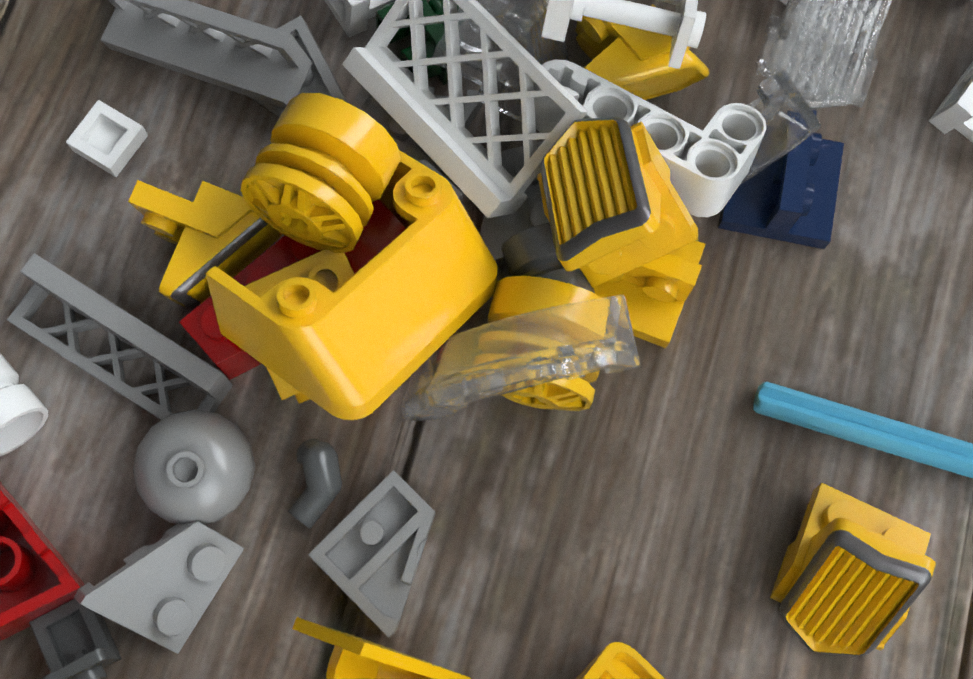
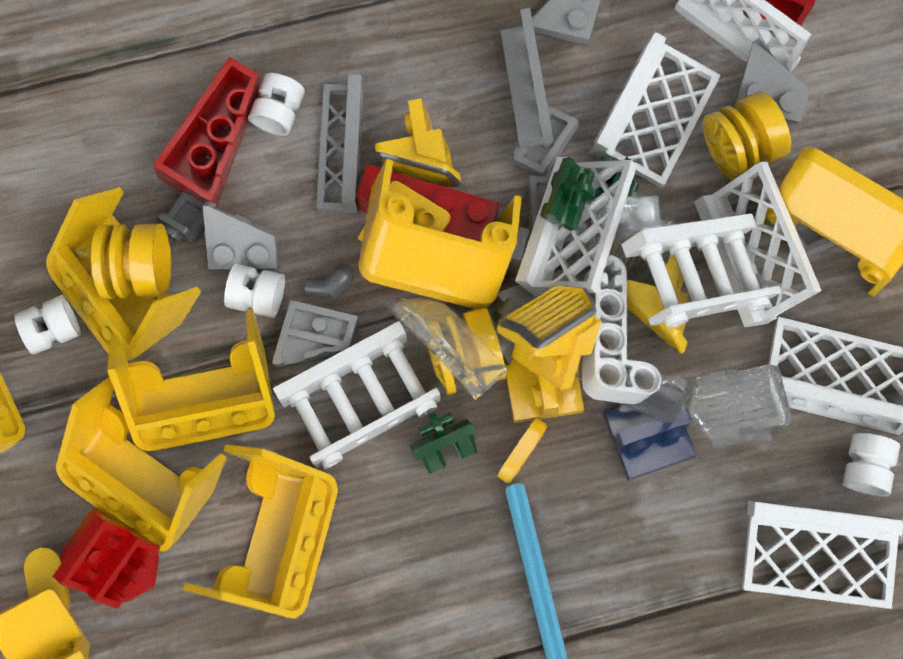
camera: 65 degrees right, 0 degrees up
(107, 138) = (448, 69): white plate -> none
(193, 467) = (302, 219): light grey cylinder -> none
(279, 587) = (253, 290): none -> white wheel
(321, 172) = (481, 182): yellow wheel -> none
(417, 63) = (569, 194): none -> dark green hips
(460, 565) = (328, 376): none -> white fence
(639, 453) = (458, 435): none -> dark green hips
(720, 355) = (522, 450): none -> yellow tile
(850, 575) = (441, 583): yellow piece -> none

